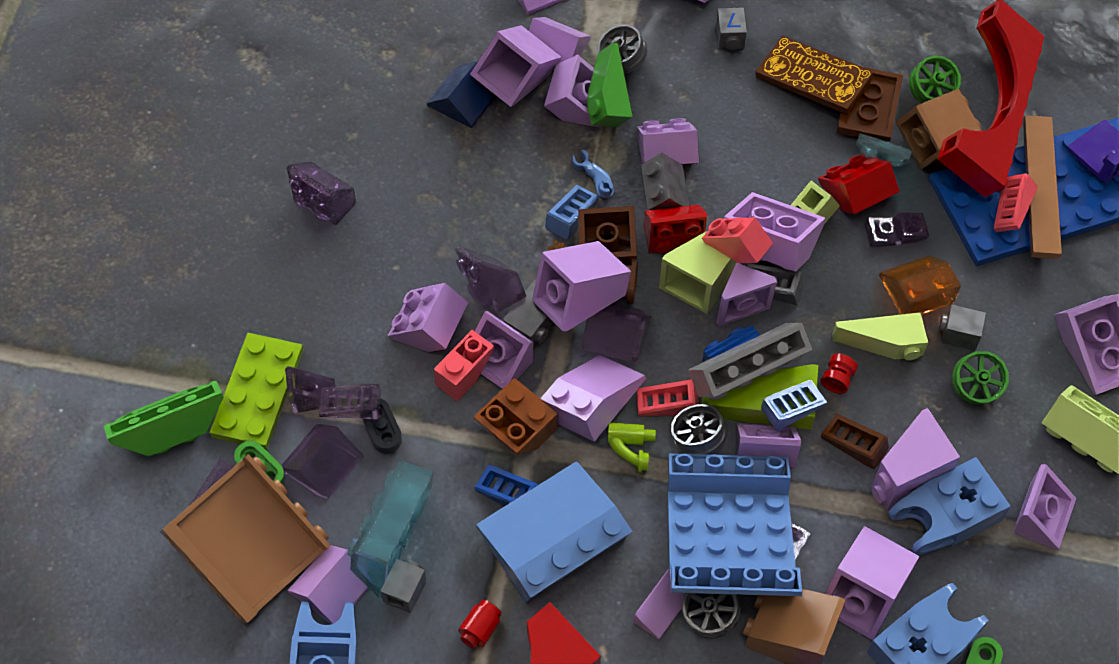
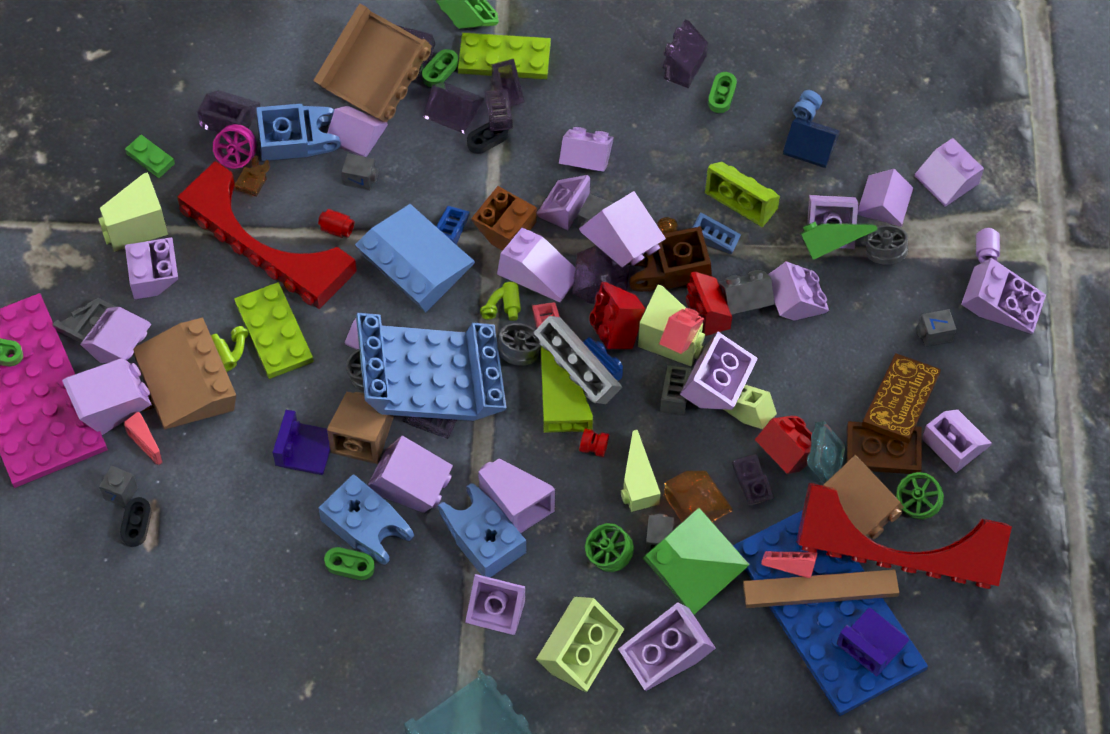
camera: 80 degrees right, 0 degrees up
(378, 167) = (722, 94): none -> bright green plate
(389, 524) = (404, 151): clear light blue wedge -> none
(418, 87) = (808, 104): none -> medium blue wheel
(463, 365) = (545, 176): coral slope -> none
(489, 280) = (622, 174): clear purple slope -> none
(515, 64) = (843, 164): lavender slope -> none
(528, 168) = (741, 193): none -> lime slope
(601, 178) = (752, 251): medium blue arm -> none
(682, 318) = (616, 316): none -> red slope
(745, 294) = (647, 356): lavender slope -> none
(766, 441) = (521, 394): lavender slope -> none
(781, 420) = (547, 386): medium blue slope -> none
(861, 454) = (547, 460): reddish brown slope -> none
(870, 38) = (954, 439): none -> lavender slope
(1003, 295) = (695, 561): none -> bright green slope

